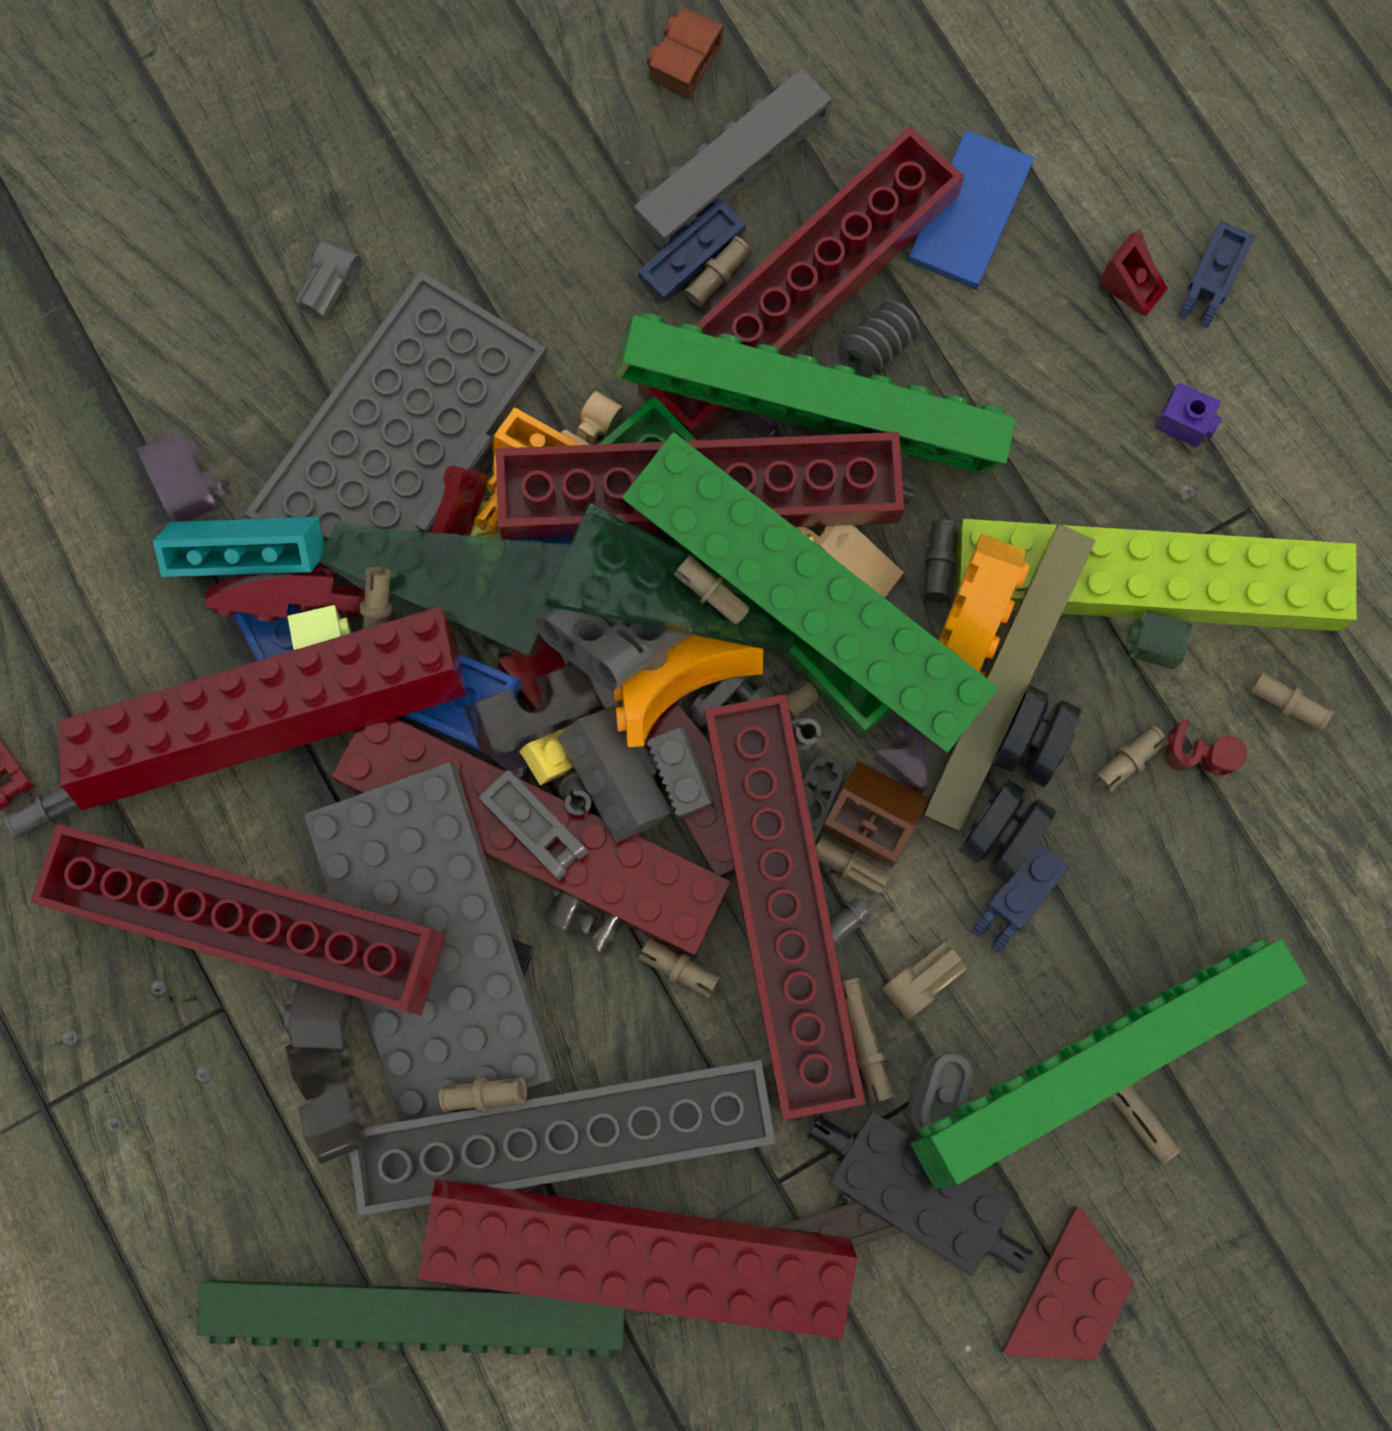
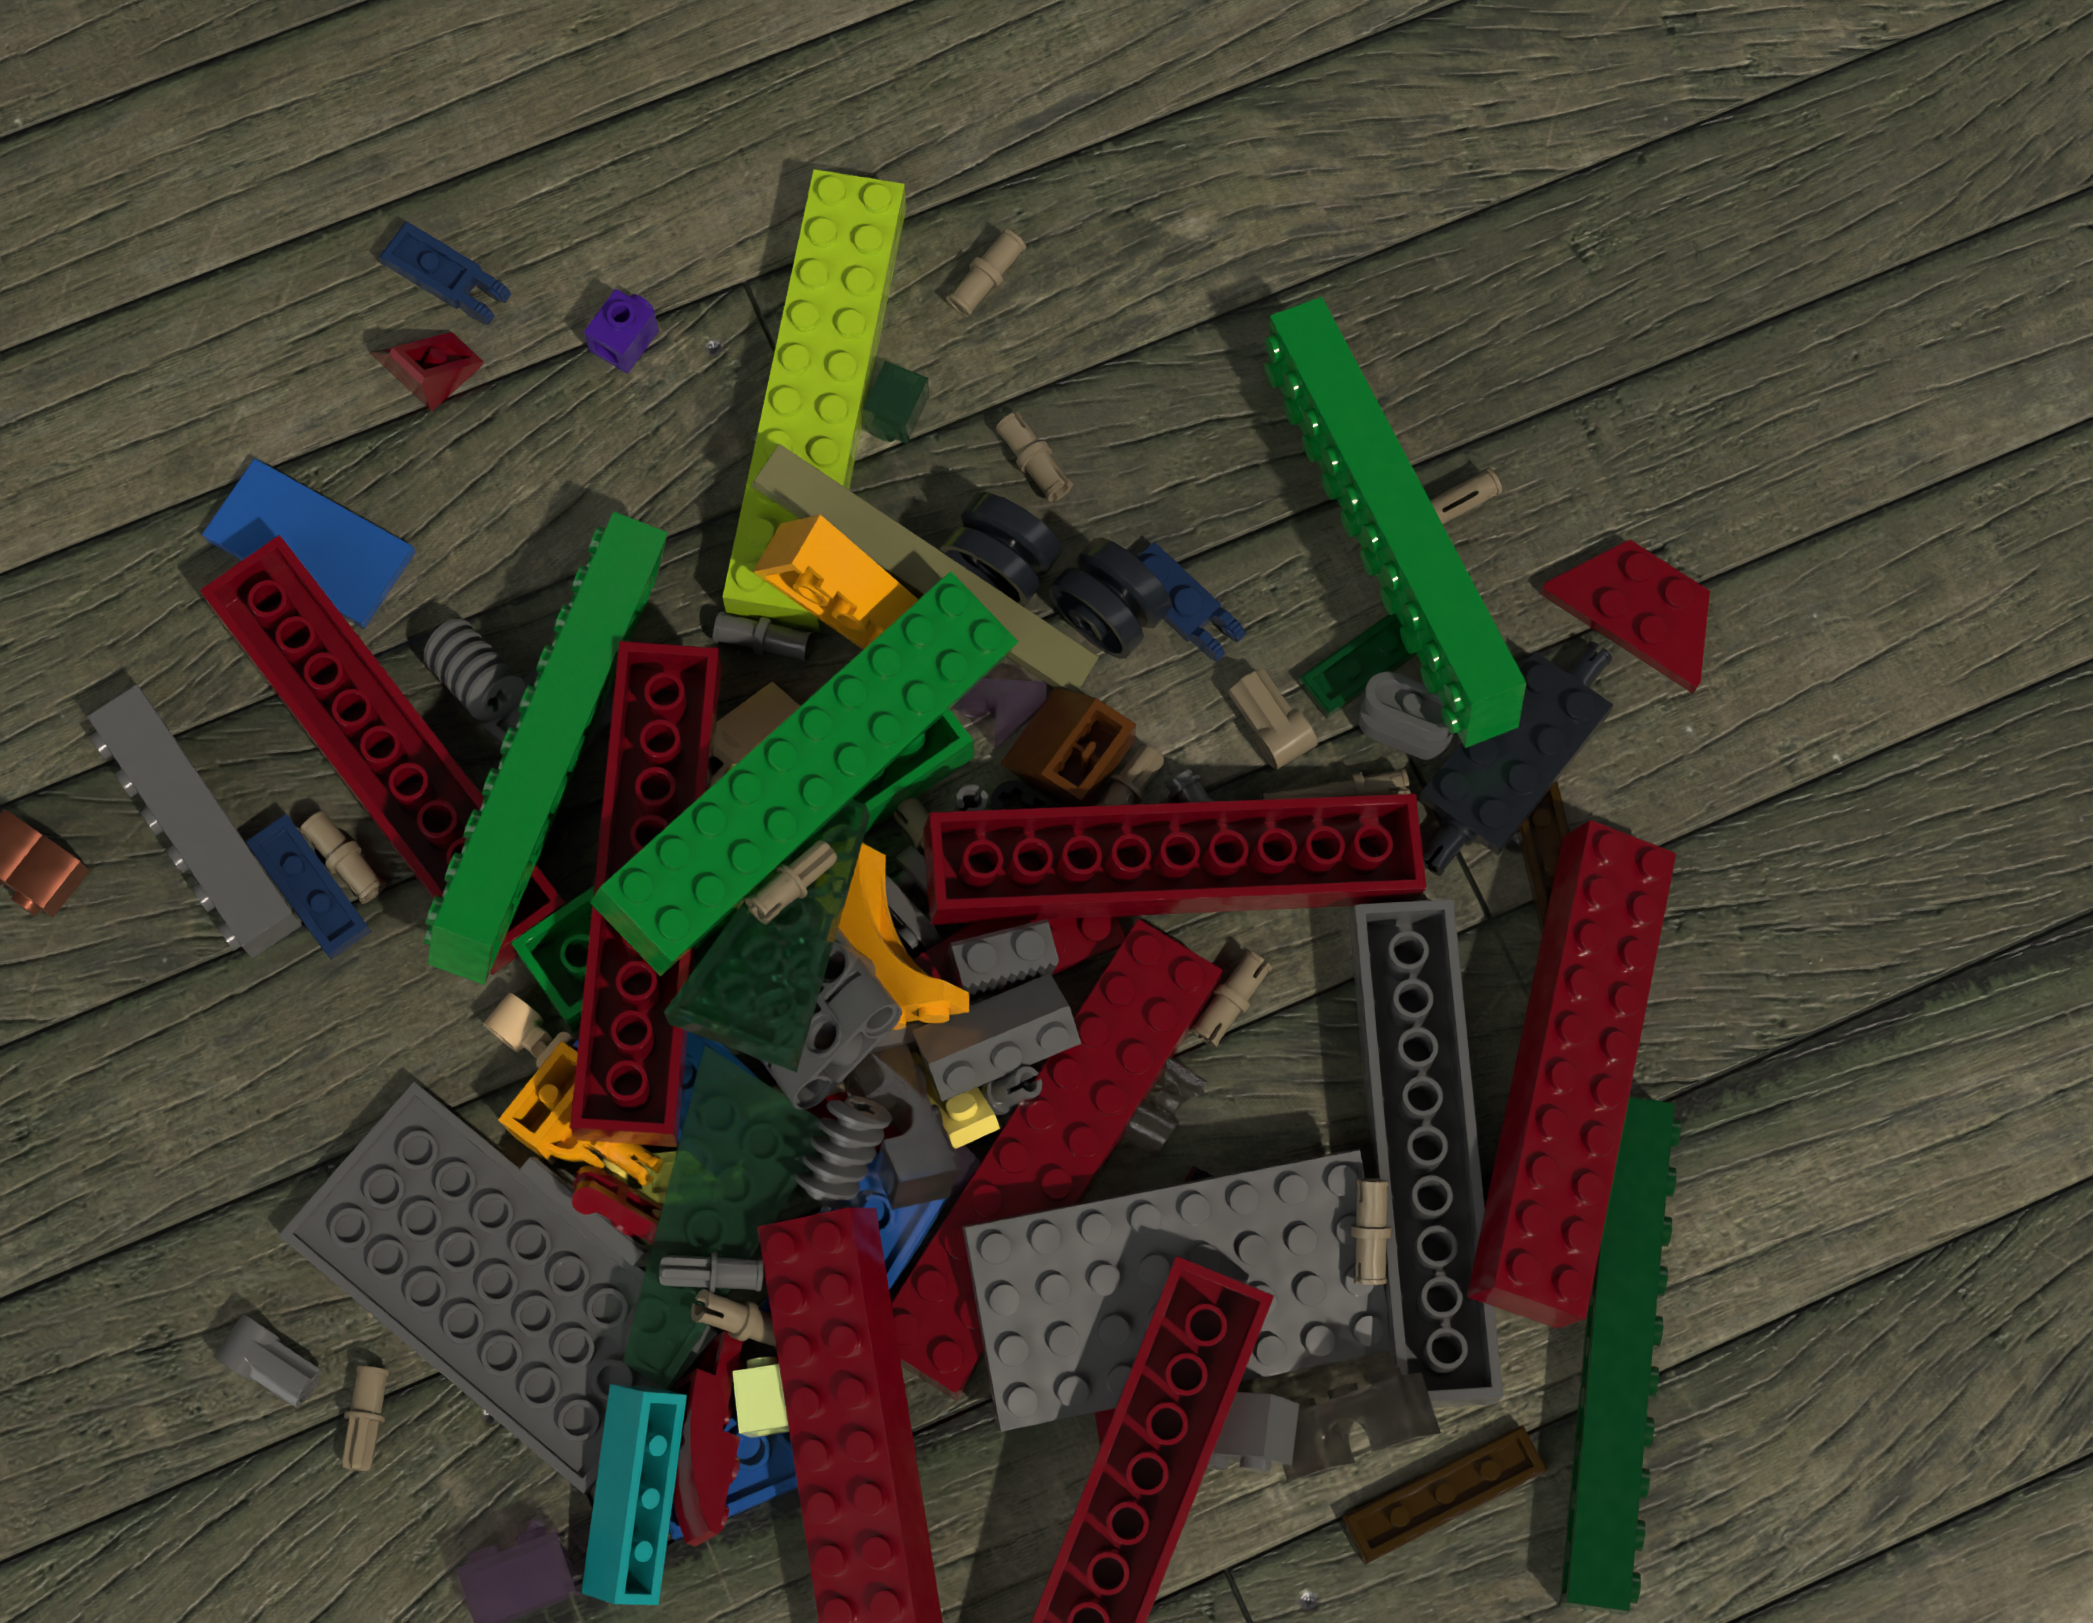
camera: 85 degrees left, 5 degrees down
(291, 1178) = (1443, 1494): none -> dark brown tile
(292, 353) = (364, 1418): none -> dark tan axle
(404, 576) = (711, 1272): none -> dark grey axle
(503, 661) = (845, 1150): none -> dark grey piece
(532, 823) = (1047, 1140): dark grey plate -> none
(980, 1046) = (1347, 671): none -> dark green tile
(1217, 758) = (1041, 365): dark red leg -> none

